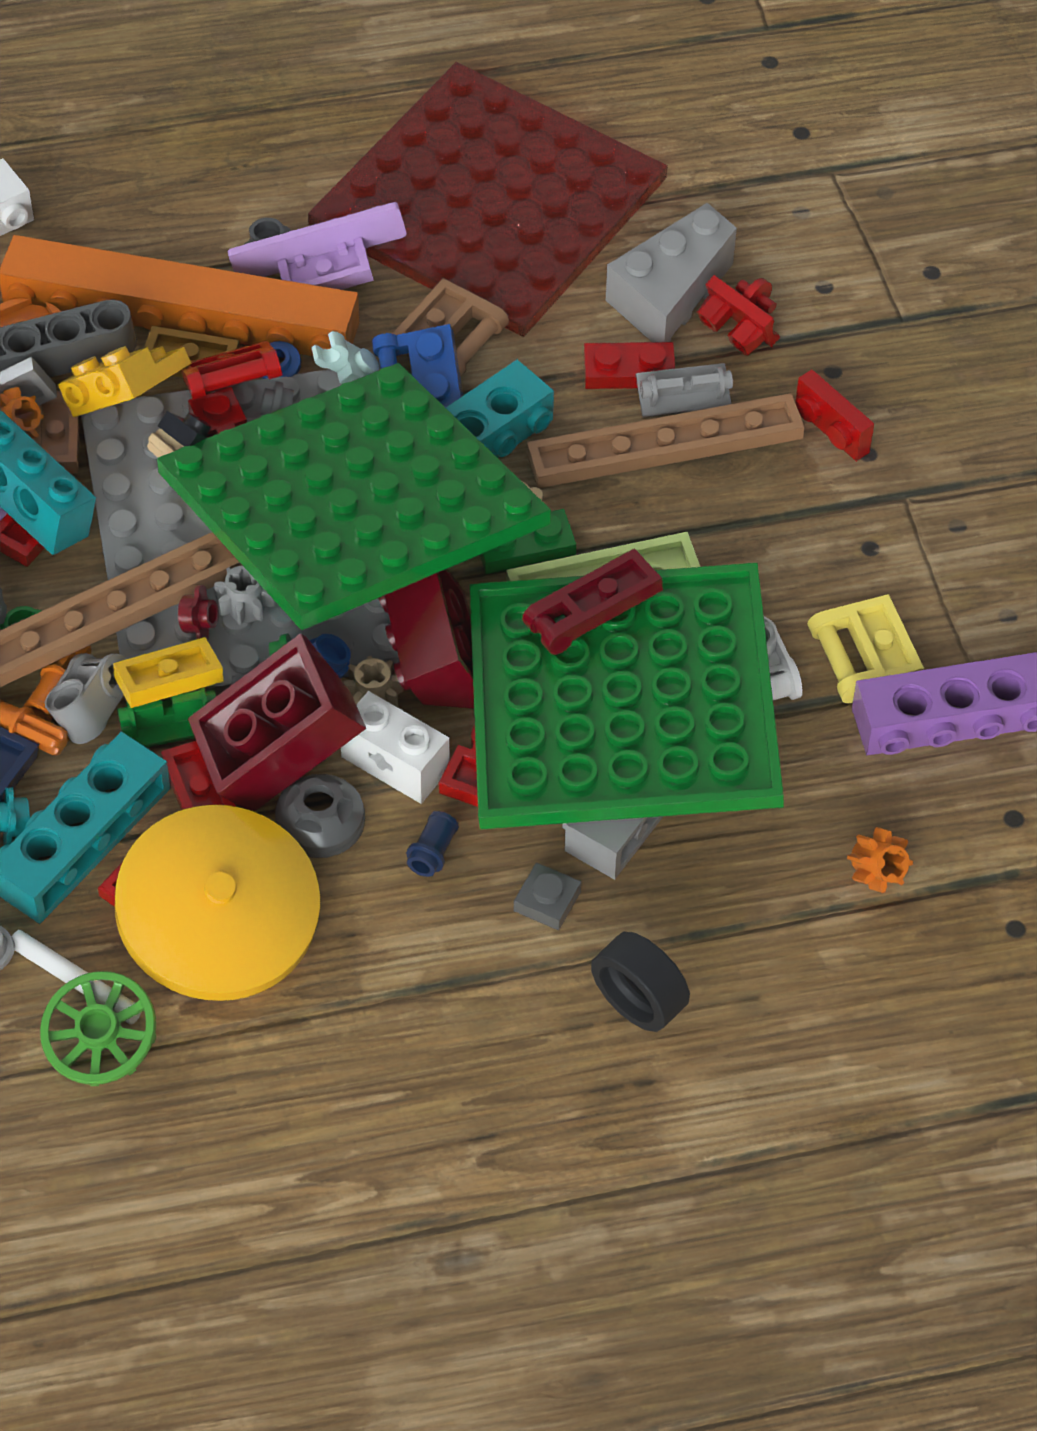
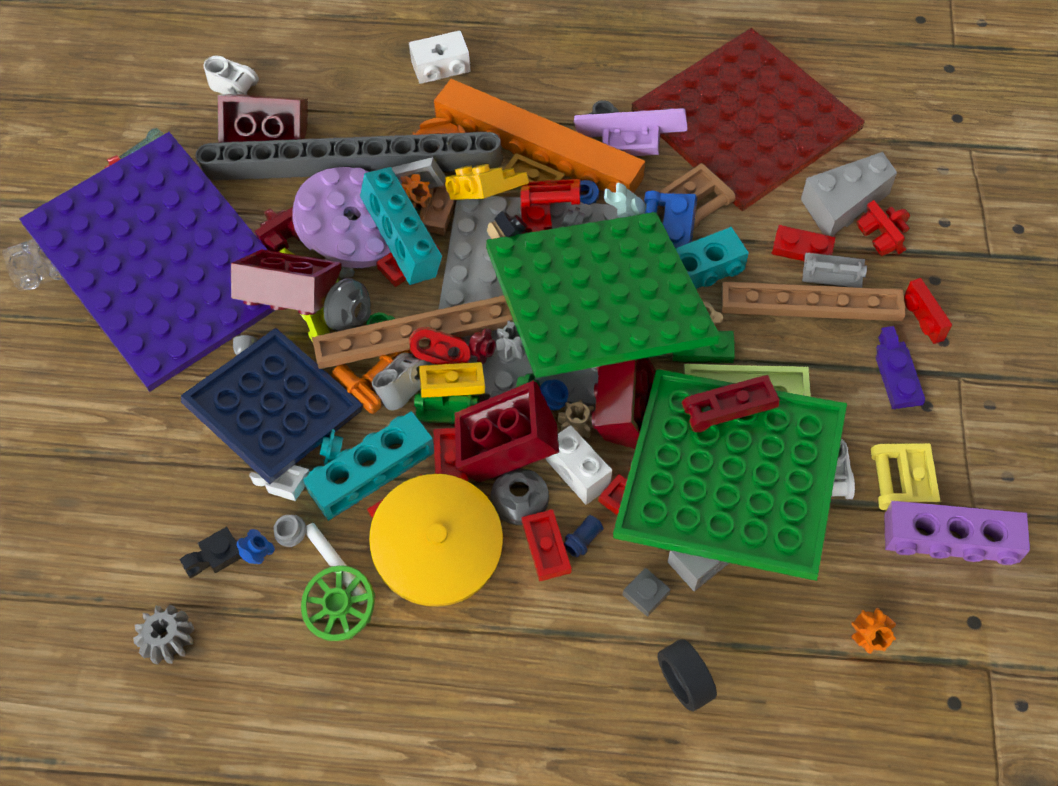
camera: 20 degrees right, 5 degrees up
(133, 629) = (439, 346): none -> red plate
(382, 869) = (546, 545): none -> red plate
(816, 508) = (898, 371): none -> dark purple hinge

